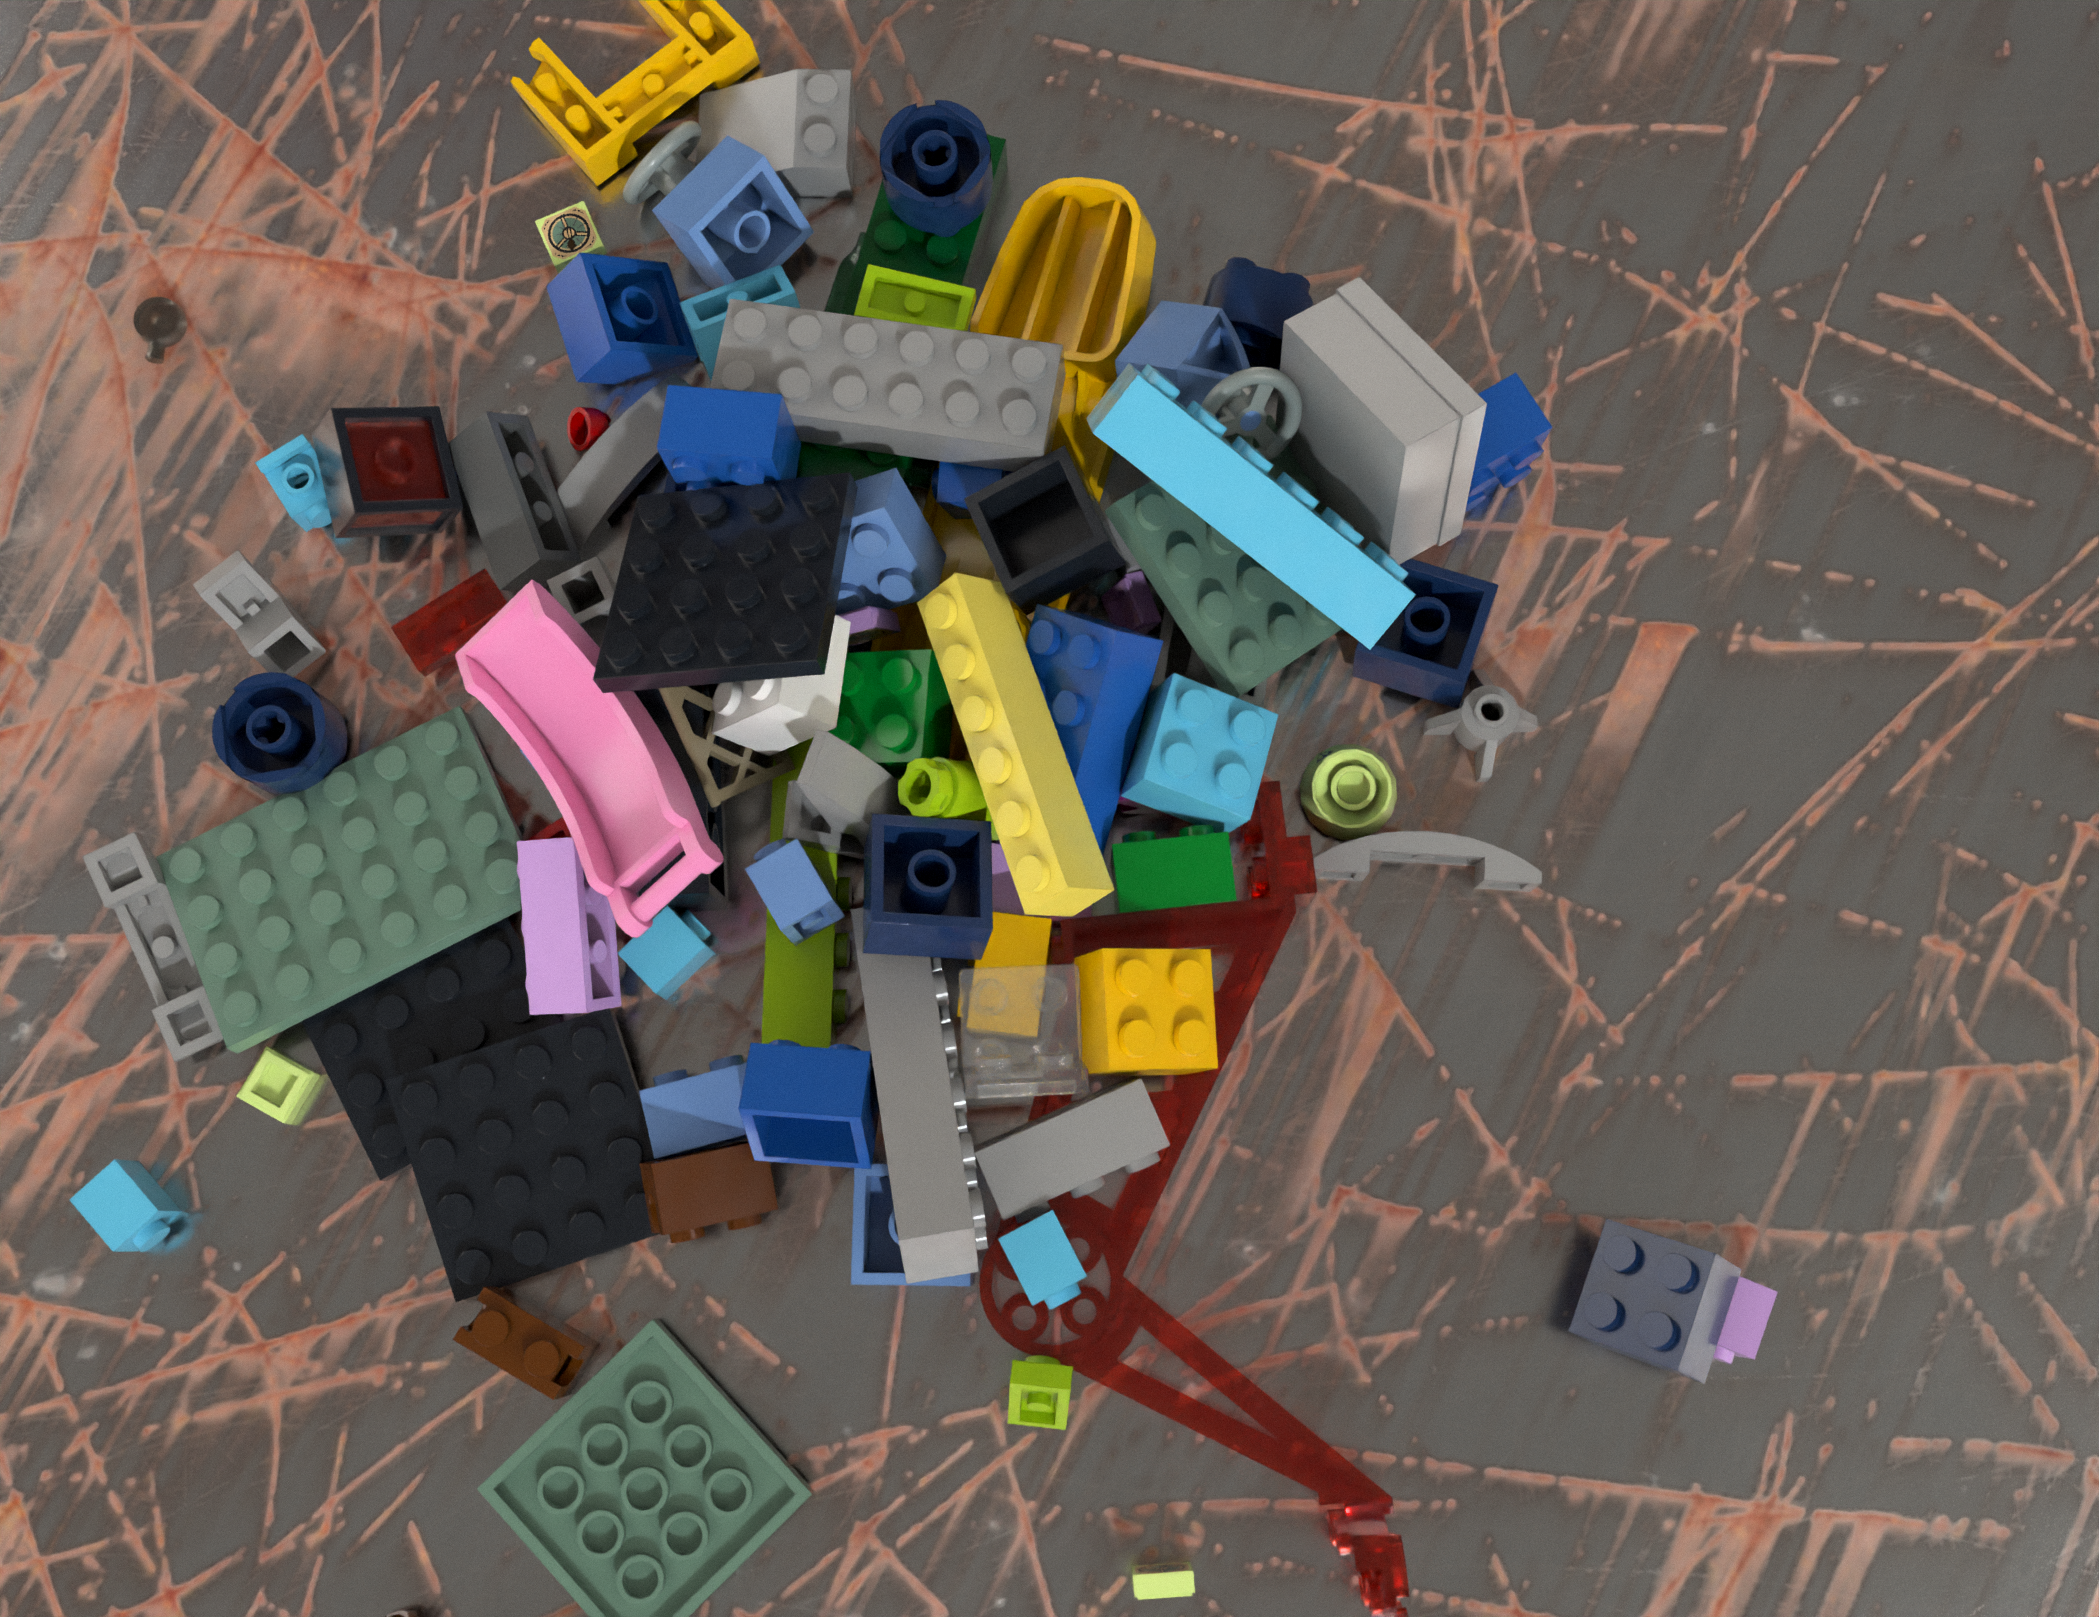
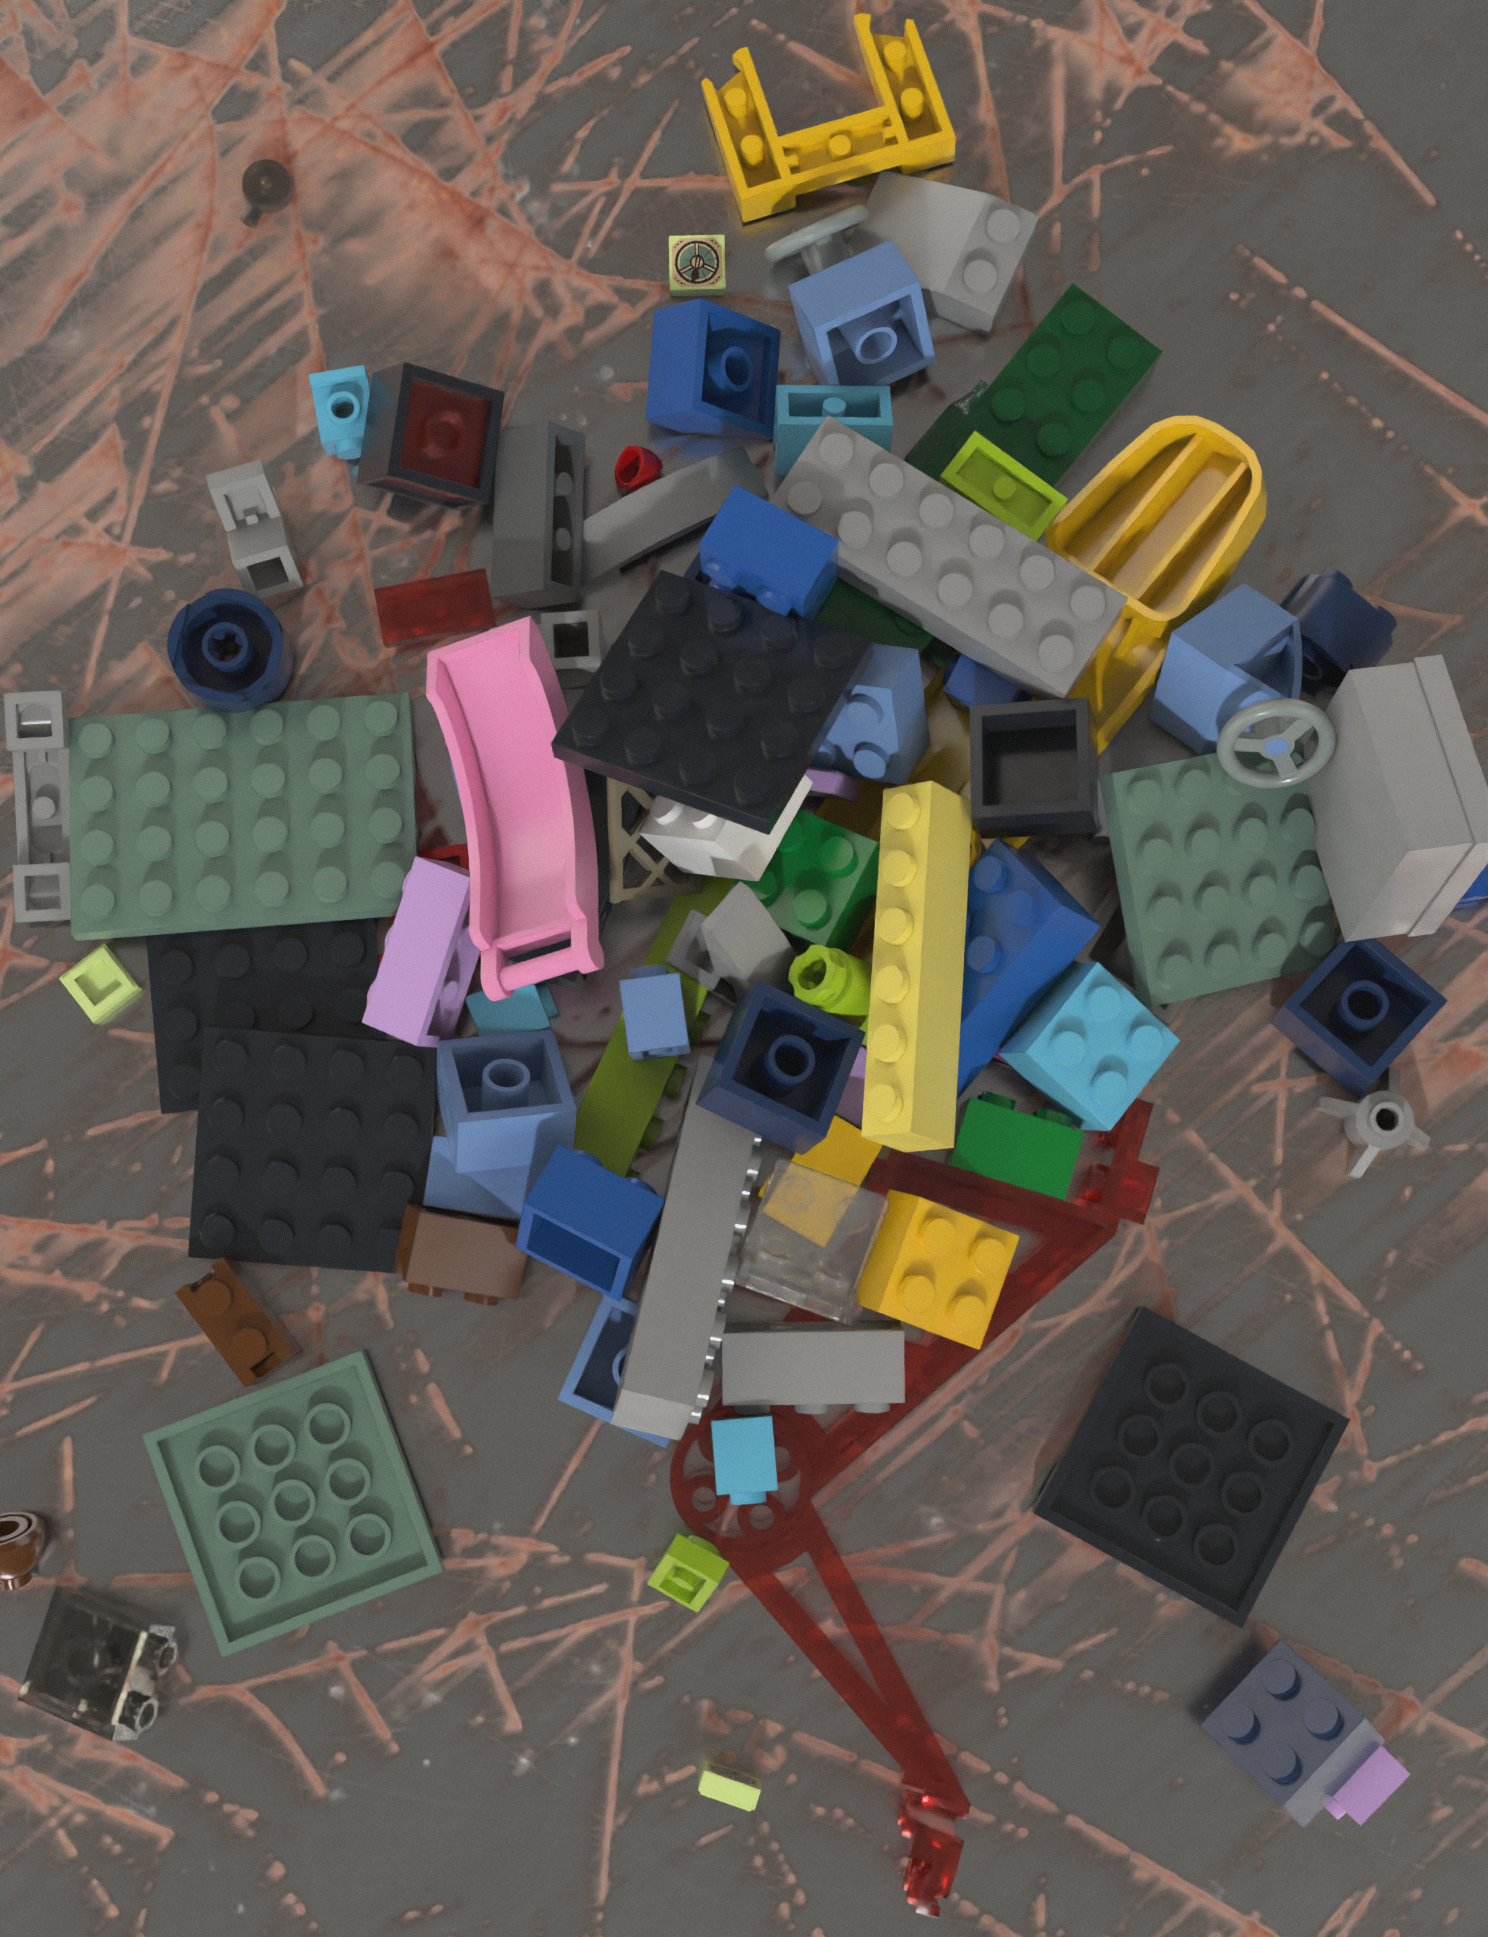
camera: 20 degrees right, 5 degrees up
(688, 1029) = (504, 1100): none -> medium blue brick
(936, 167) = (1091, 331): dark blue brick -> none
(1132, 604) = (1086, 867): lavender tile -> none
(1248, 506) = (1237, 833): medium azure brick -> none
(1359, 779) = (1232, 1123): yellowish green hat -> none
(1455, 1098) = (1191, 1466): none -> black plate
(1493, 865) = (1322, 1264): light grey slope -> none

